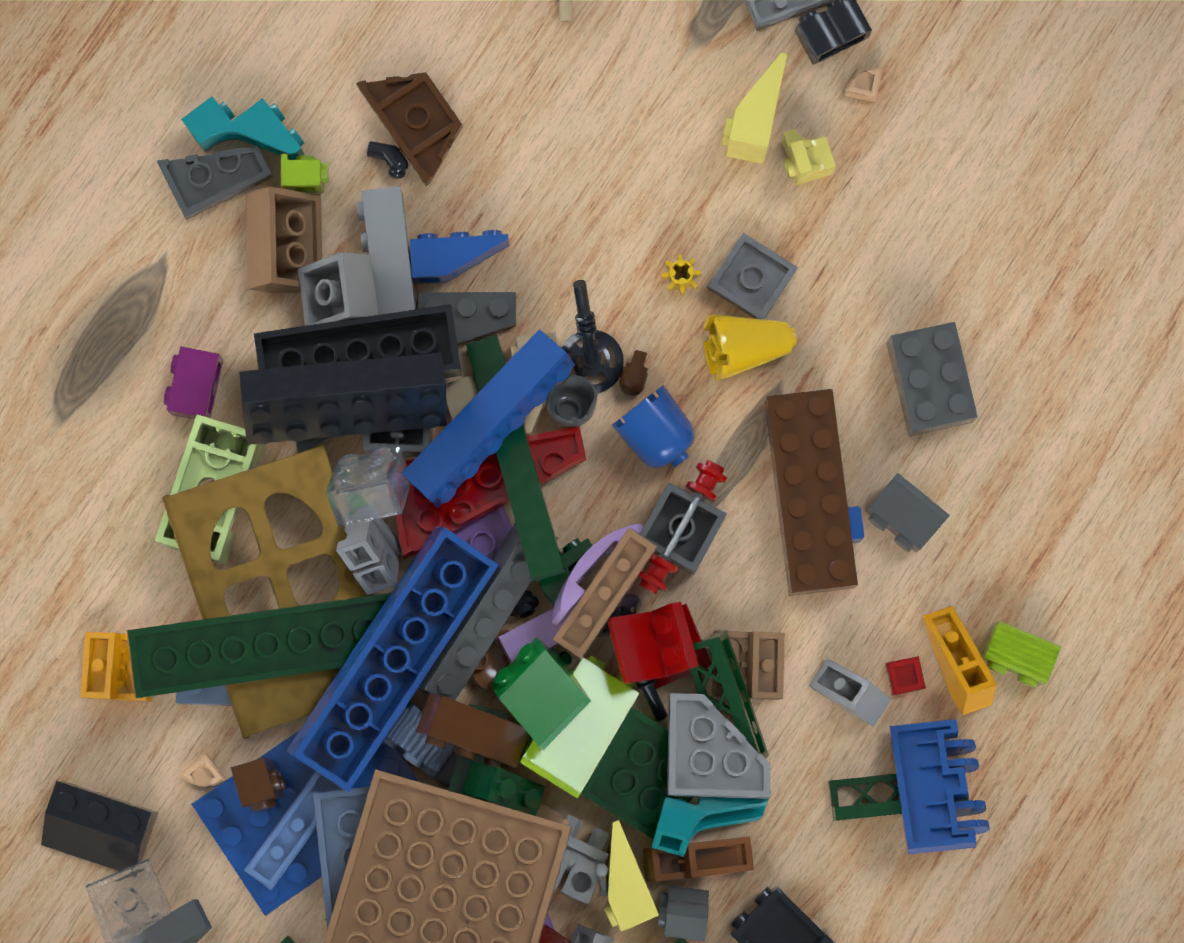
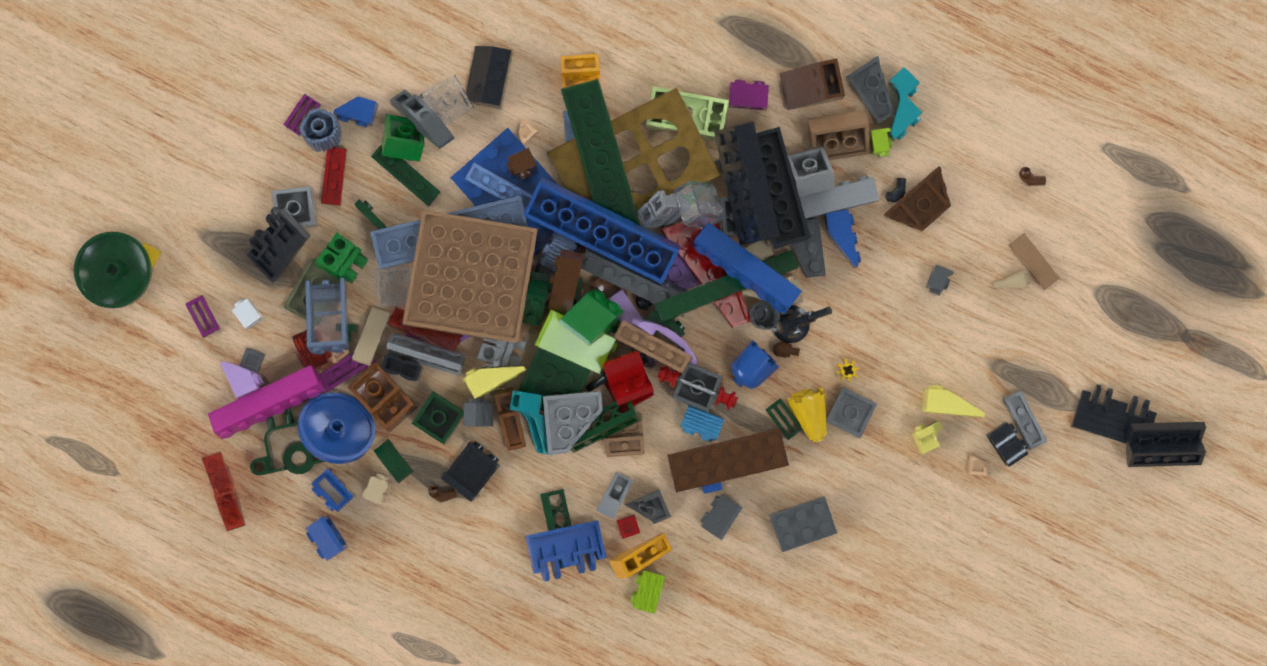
camera: 85 degrees right, 5 degrees up
(190, 273) = (812, 84): none -> reddish brown slope
(546, 107) = (939, 279): none -> dark grey brick
(726, 404) = (774, 405): none -> dark green tile
(743, 528) = (702, 423): none -> dark azure brick
(875, 632) = (651, 507): none -> dark grey slope

